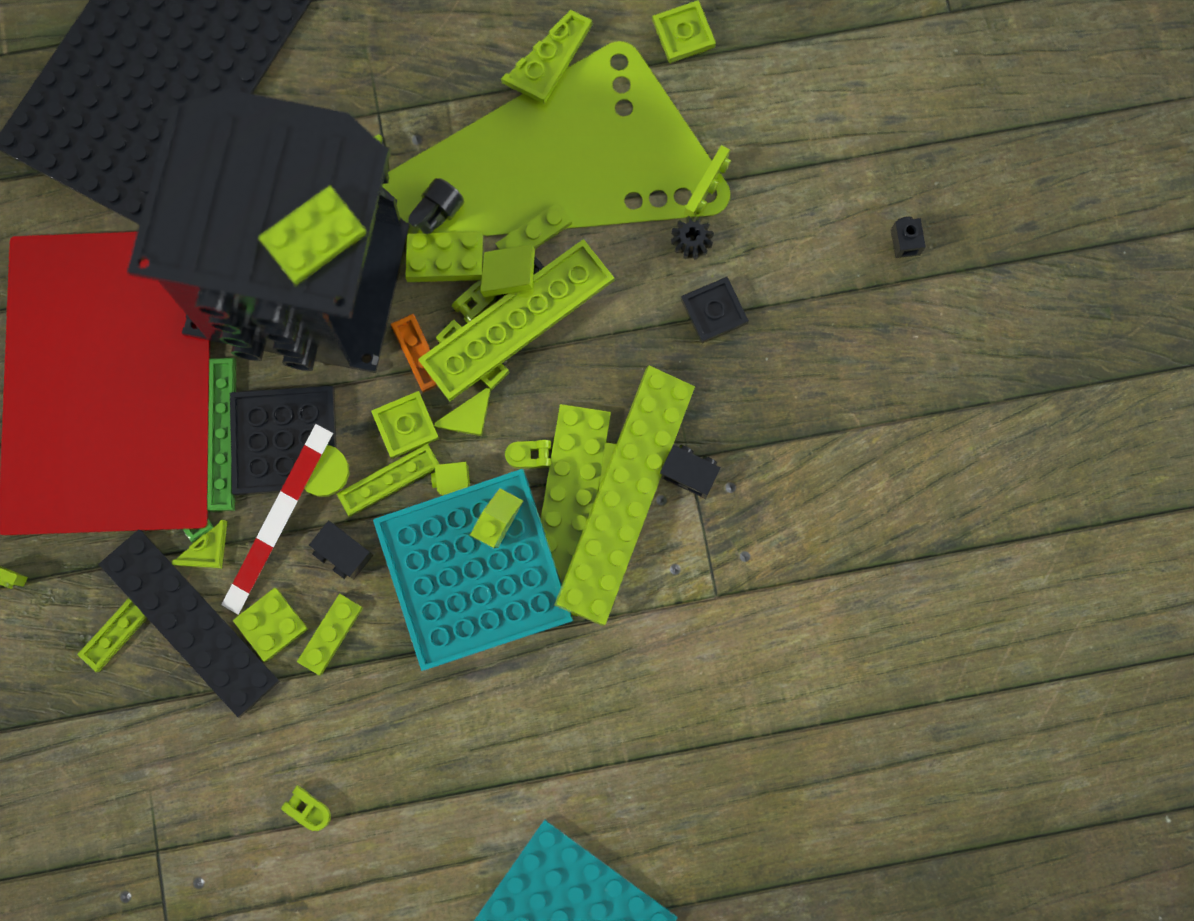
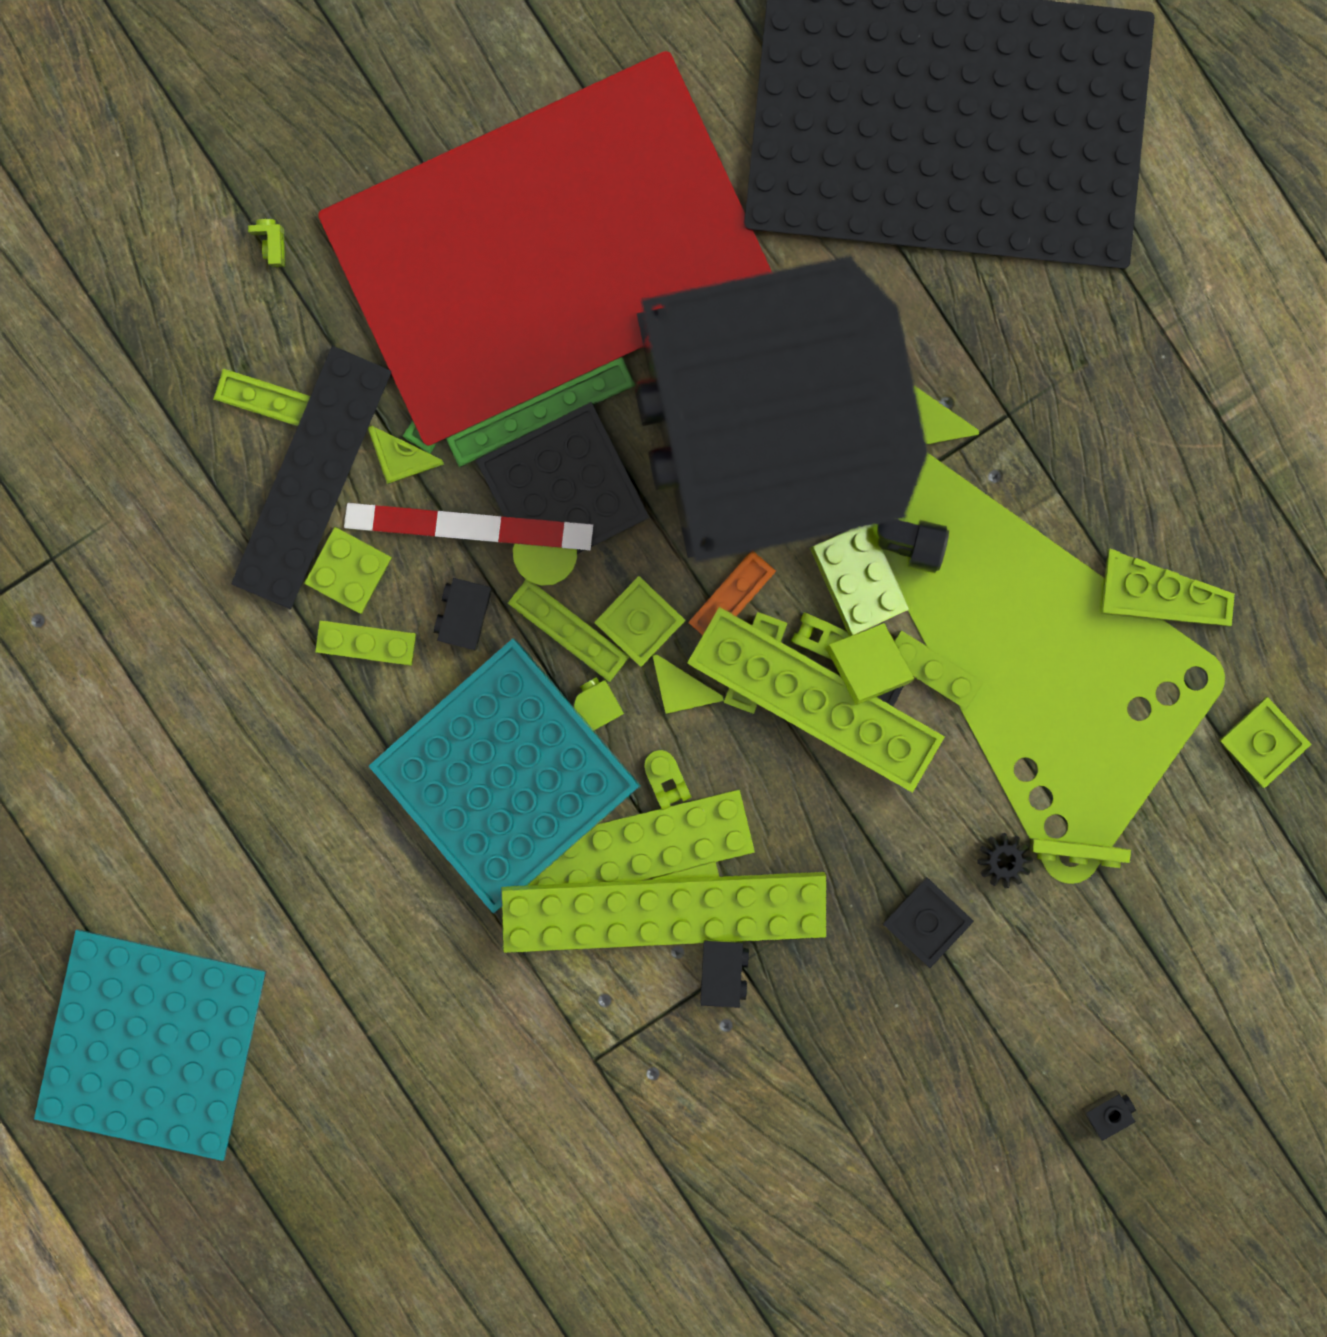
camera: 65 degrees right, 10 degrees up
(312, 235) = (767, 483): lime plate -> none
(315, 815) = (164, 718): lime plate -> none
(496, 518) = (569, 783): lime slope -> none

